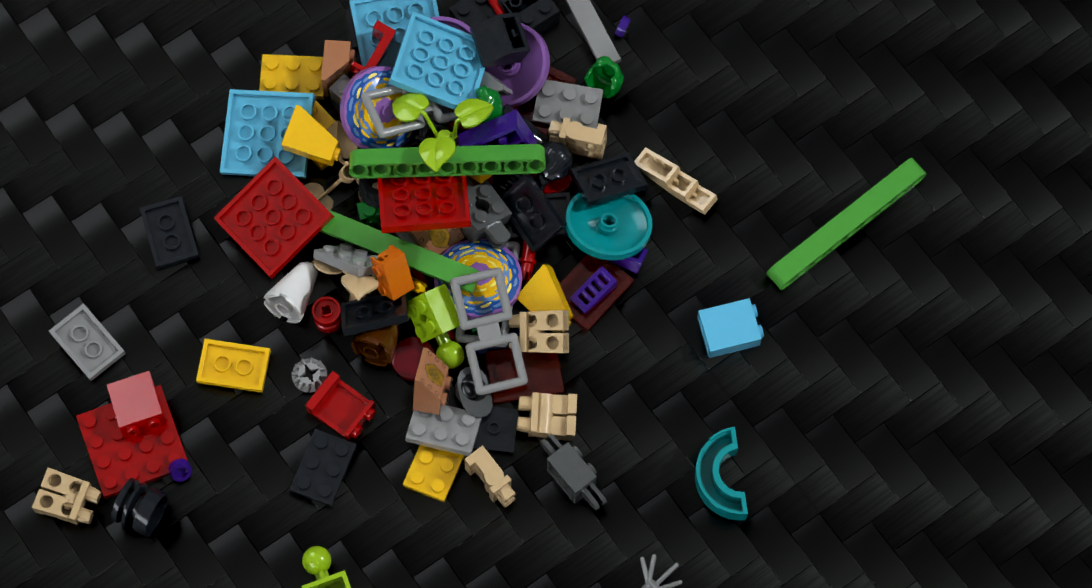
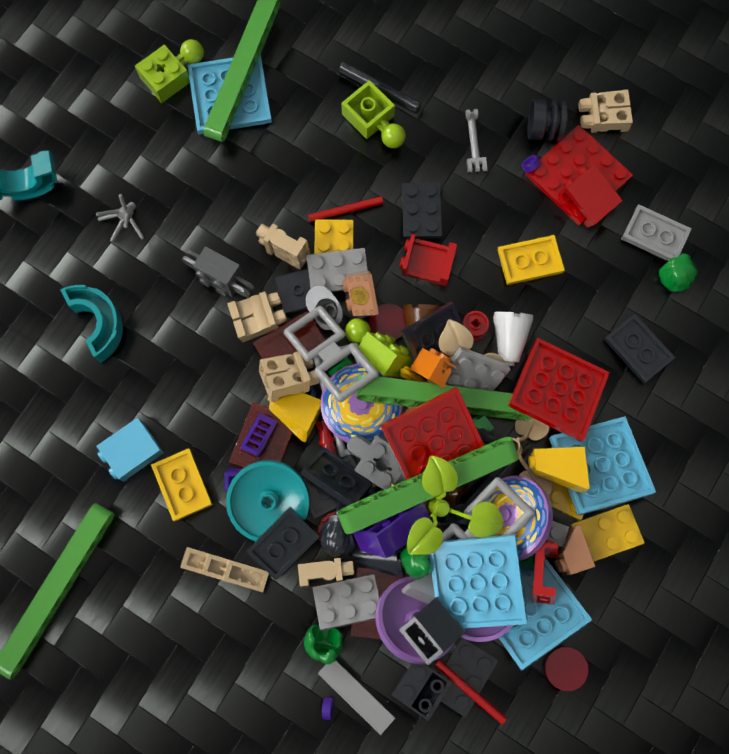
camera: 160 degrees right, 5 degrees up
(89, 288) = (678, 273): none -> green hair
(236, 501) = (476, 160): none -> light grey hinge
(304, 383) = (466, 286): light grey gear -> none
(405, 502) = (346, 208): none -> red bar
(689, 275) = (181, 484): none -> yellow plate

